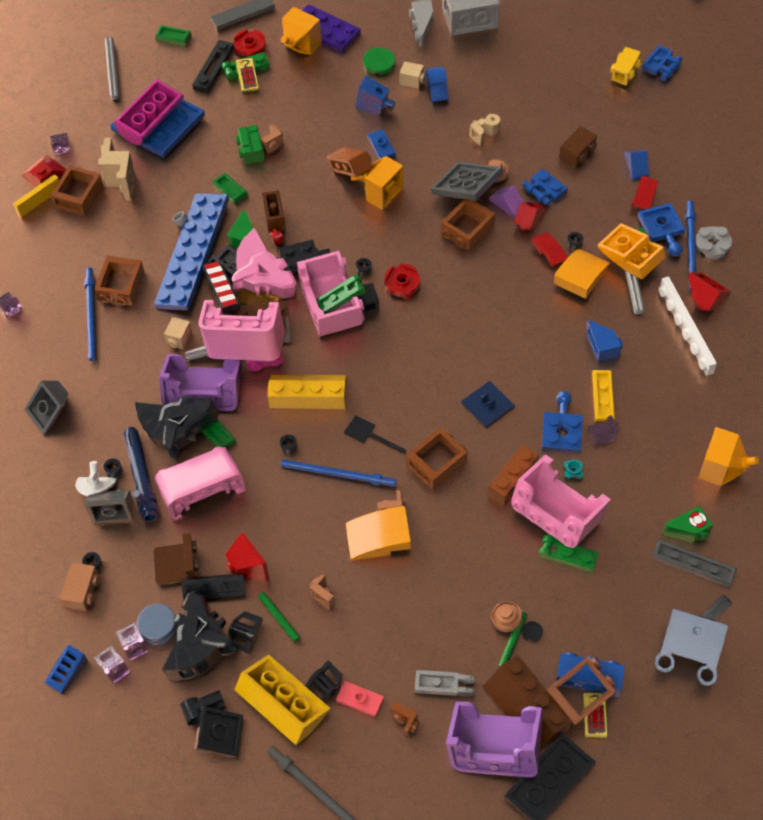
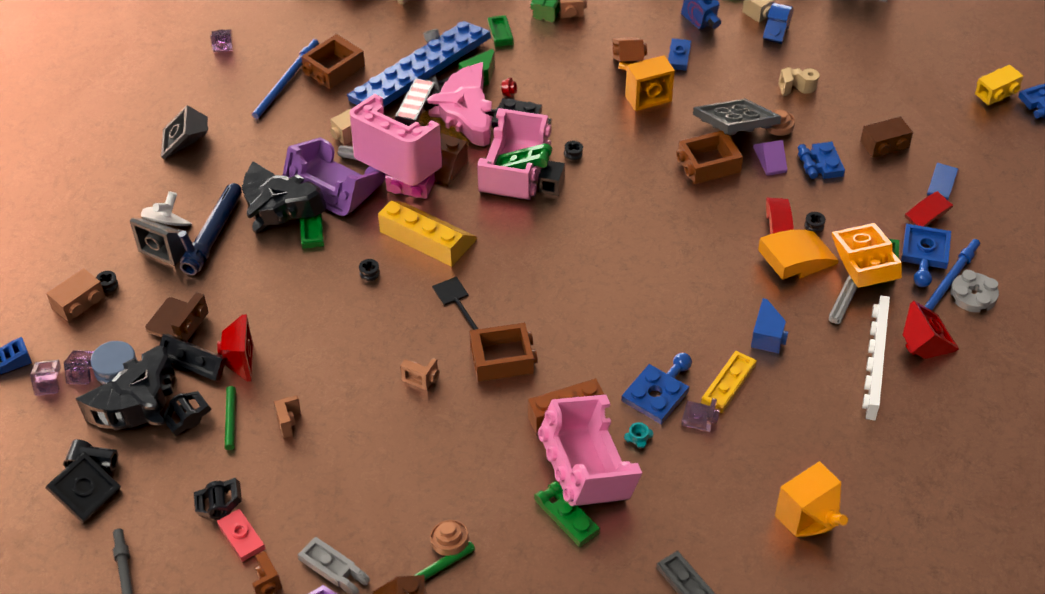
camera: 30 degrees right, 10 degrees down
(116, 471) = (194, 212): black bush -> none
(198, 479) = (256, 254): bright pink windscreen -> none
(273, 211) = (522, 62): reddish brown brick -> none
(281, 699) = (165, 490): yellow slope -> none
(375, 479) = (425, 341): blue bar -> none
(378, 533) = (387, 391): light orange slope -> none
(402, 289) = (601, 187): red plate -> none
(487, 403) = (598, 330): dark blue piece -> none
(529, 215) = (781, 176): red slope -> none
(532, 631) = (467, 569): black piece -> none
(689, 526) = (721, 554): green slope -> none

